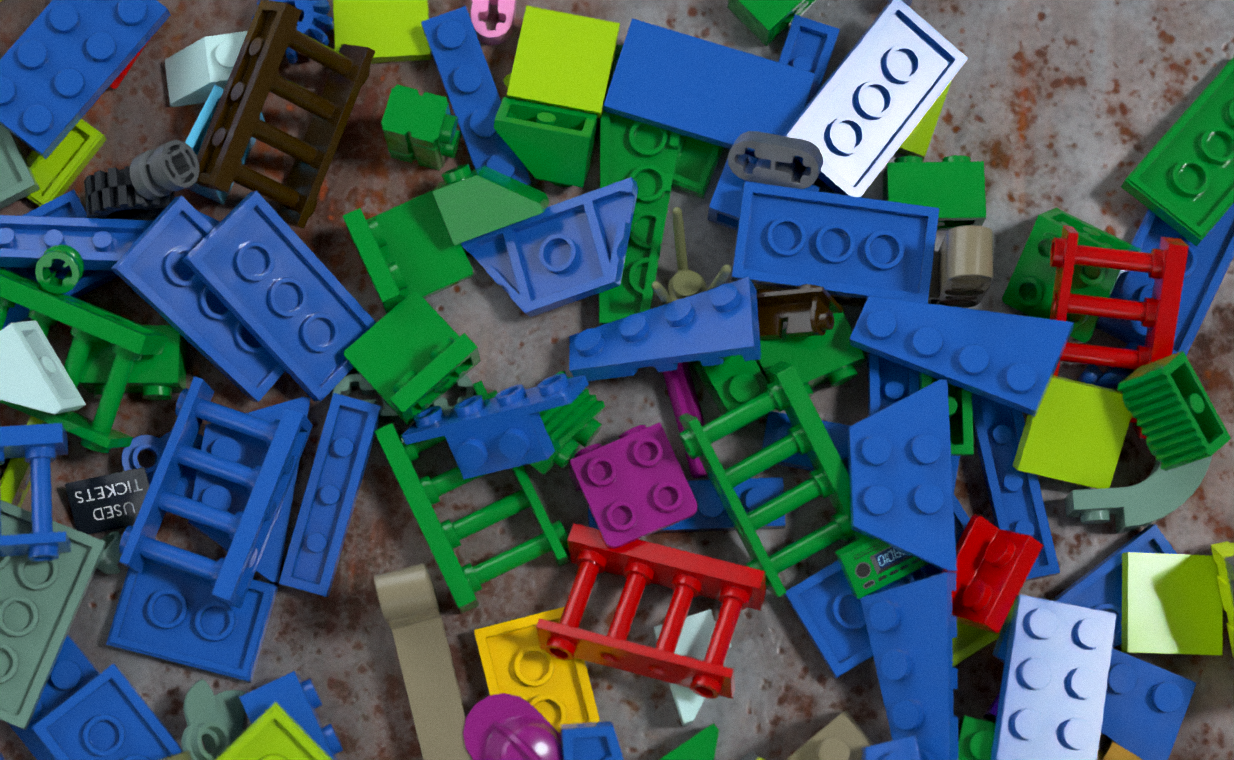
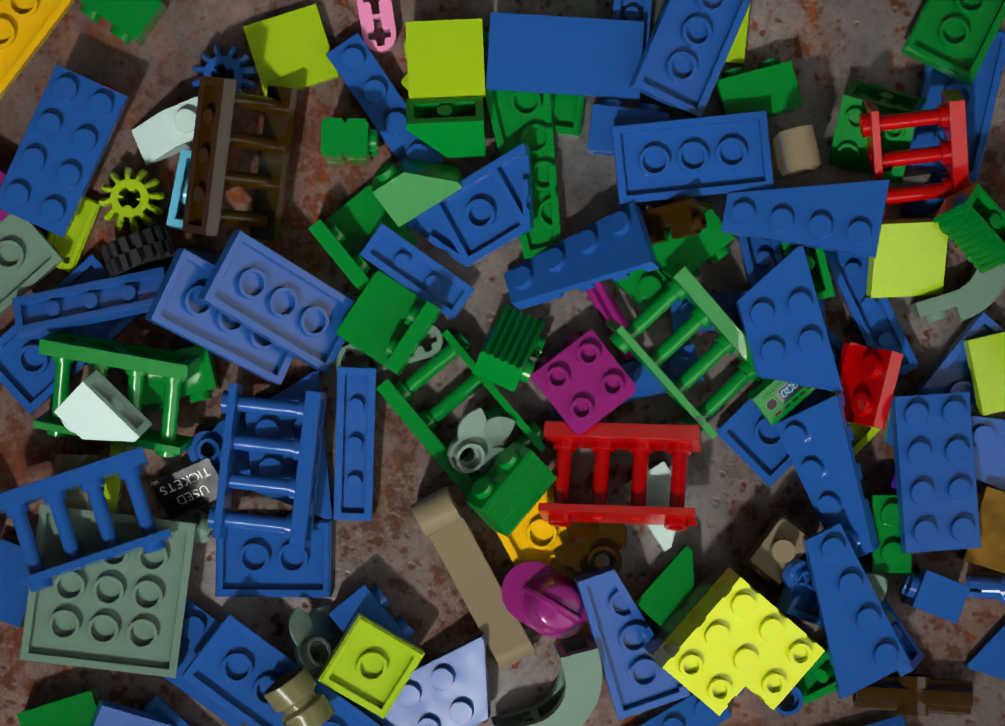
camera: 10 degrees left, 10 degrees up
(48, 280) = (106, 313): green bush -> none
(121, 138) = (136, 186): none -> lime gear
(164, 170) = (163, 230): dark grey wheel -> none
(462, 302) = (416, 270): none -> blue plate
(493, 527) = (483, 438): none -> sand green plate
(498, 430) = (472, 366): blue bracket -> none
(508, 594) = (510, 488): none -> green brick
(593, 688) = (587, 542): none -> dark brown plate
(685, 282) = (584, 212): olive plant -> none
(775, 160) = (631, 103): flat silver beam -> none

